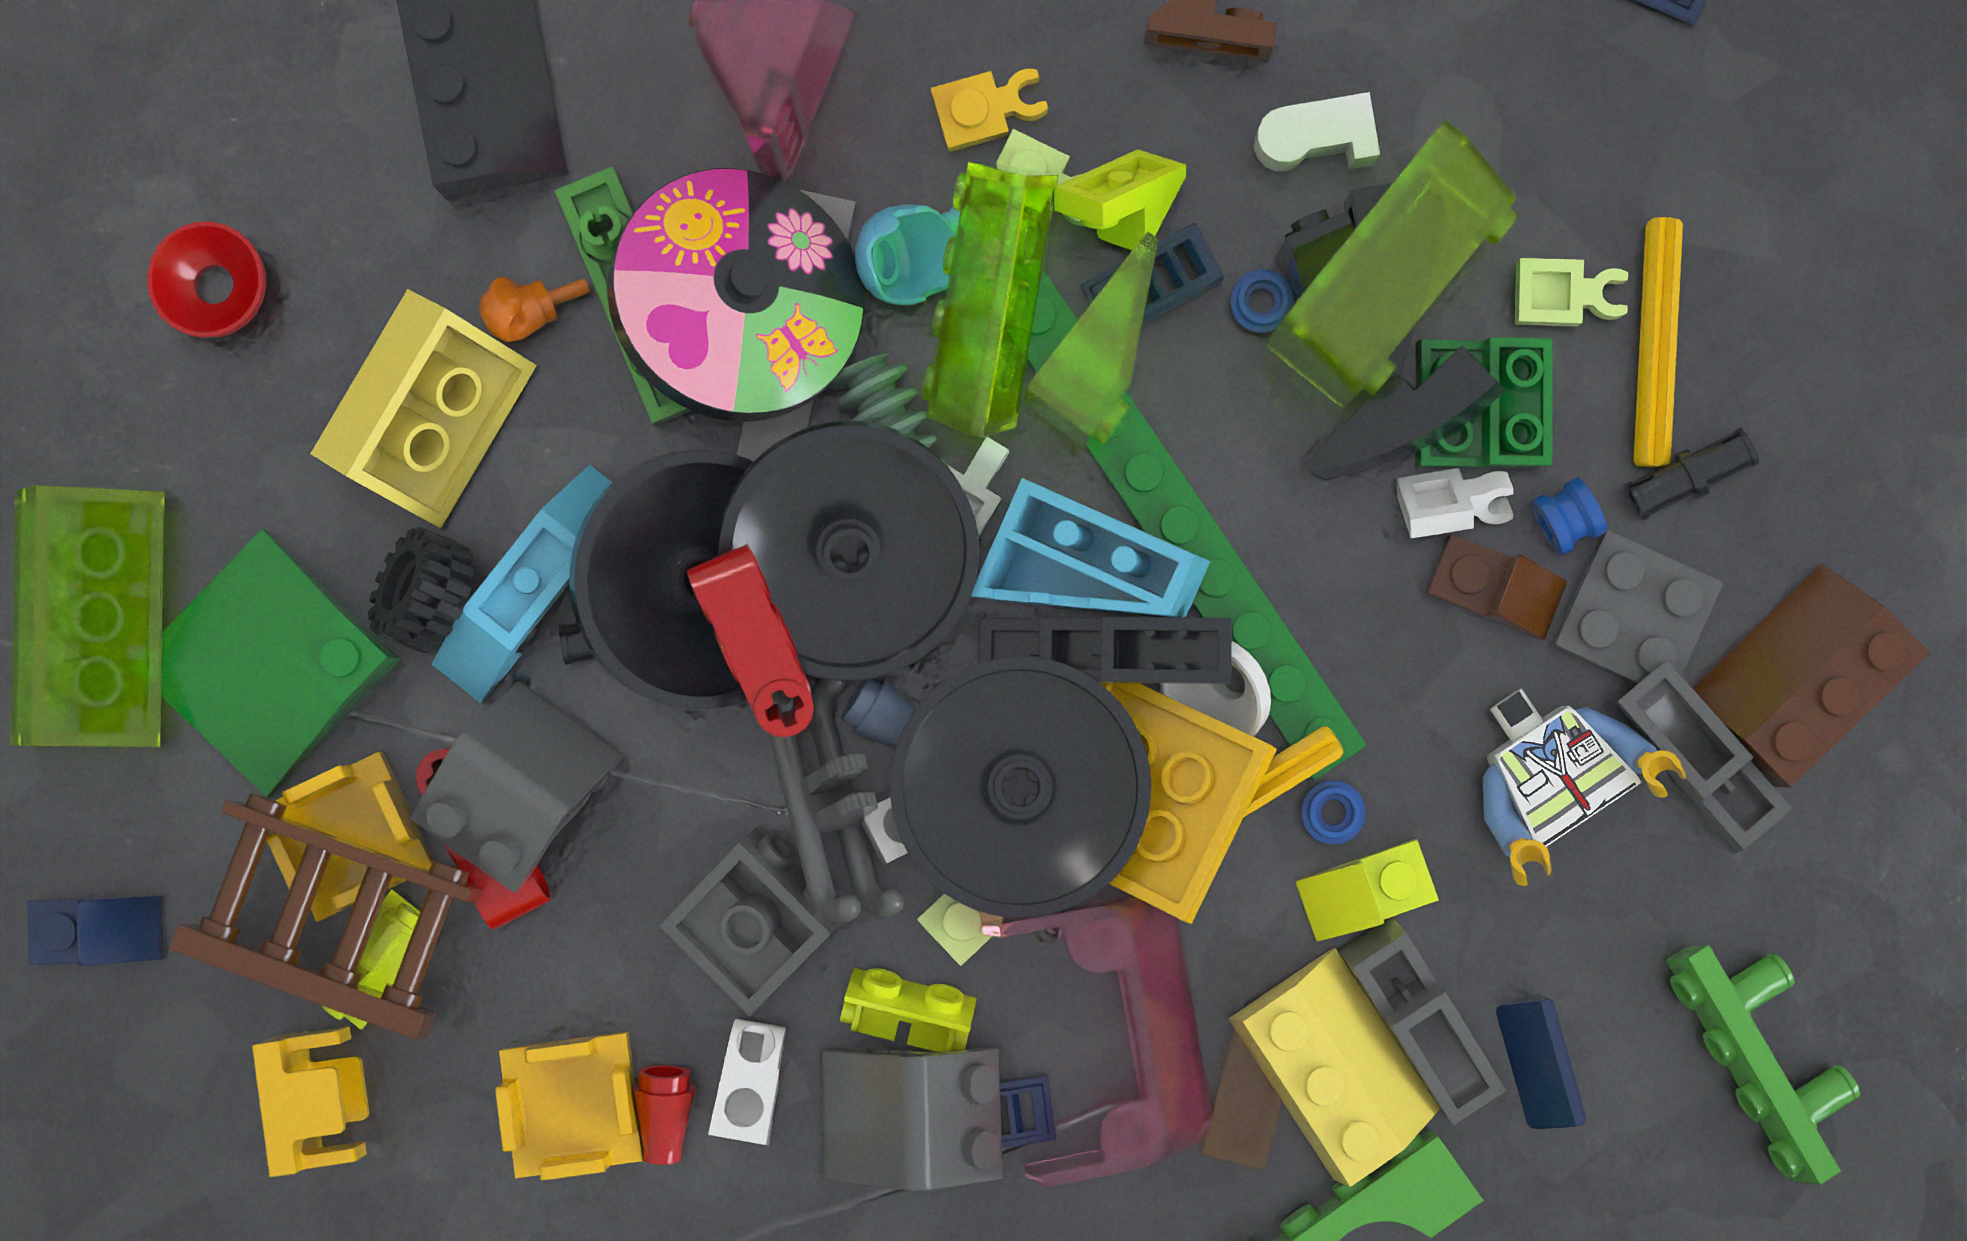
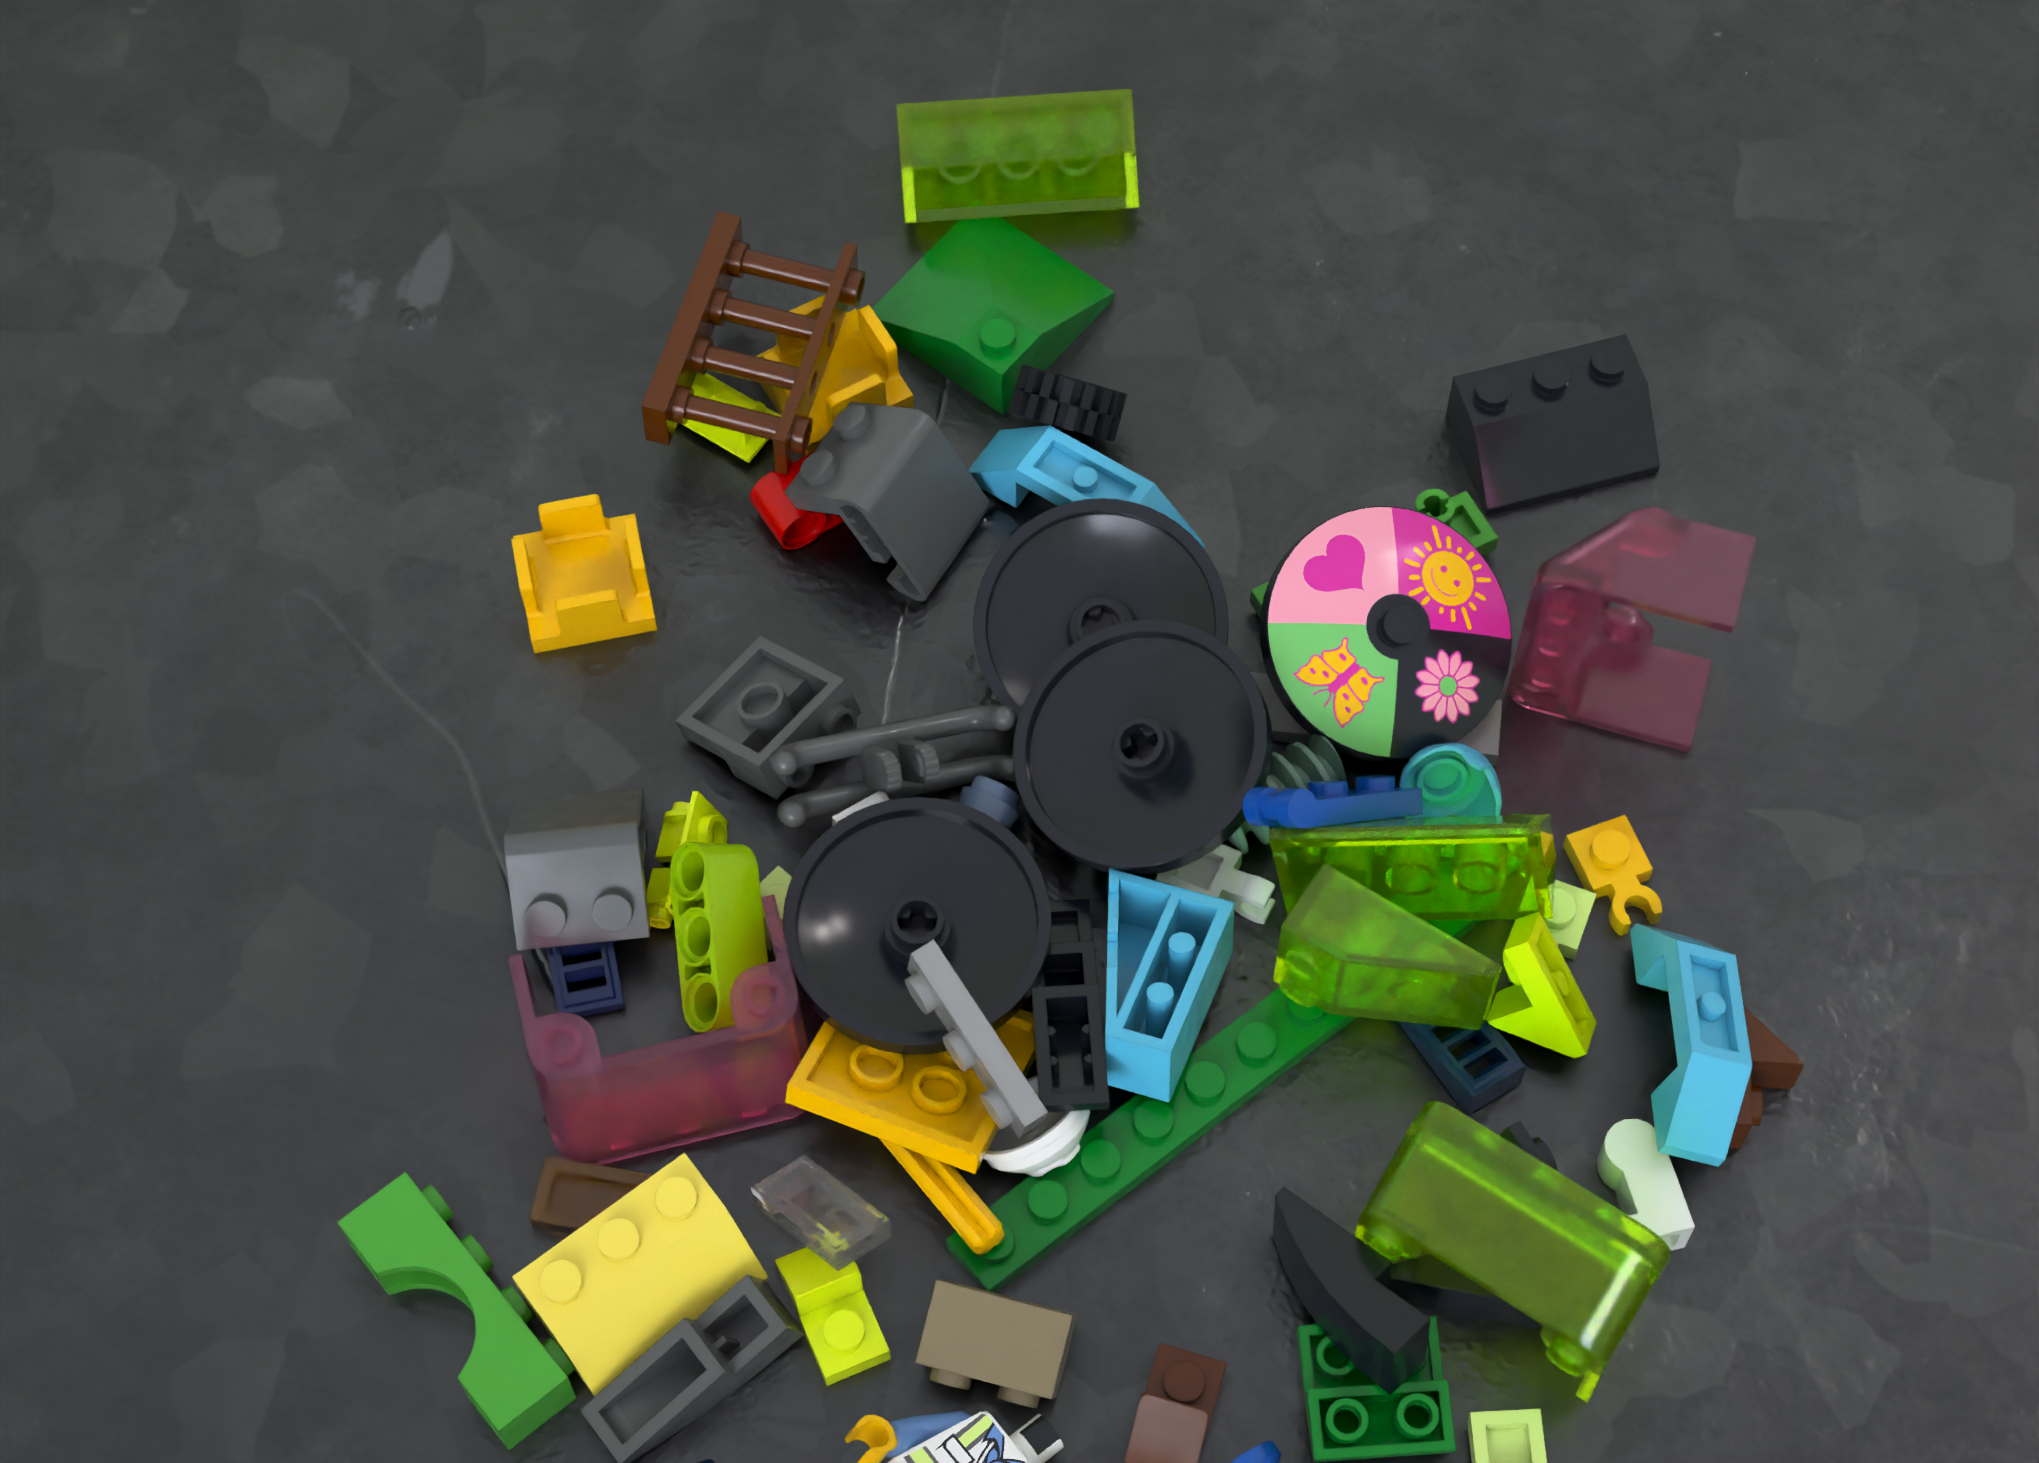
camera: 85 degrees right, 25 degrees down
(95, 930) = (735, 186): dark blue slope -> none
(183, 260) = (1343, 205): red piece -> none
(308, 1100) = (584, 347): yellow panel -> none
(423, 408) = (1240, 404): light yellow slope -> none
(518, 311) = (1347, 472): orange piece -> none
(663, 1110) = (581, 654): red cone -> none
(749, 1082) = (607, 724): white leg -> none
(753, 638) = (1044, 657): red piece -> none
(932, 369) = (1331, 803): none -> blue plate
(1001, 981) = (715, 926): none -> lime beam
(1165, 742) = (973, 1041): none -> light grey plate
(1183, 45) = (1703, 1095): none -> medium azure slope
(1287, 895) = (821, 1212): none -> clear tile
(1353, 812) = (909, 1245): blue plate -> none
(1422, 740) = (995, 1341): none -> dark tan brick
(1447, 503) = (1264, 1352): white plate -> none

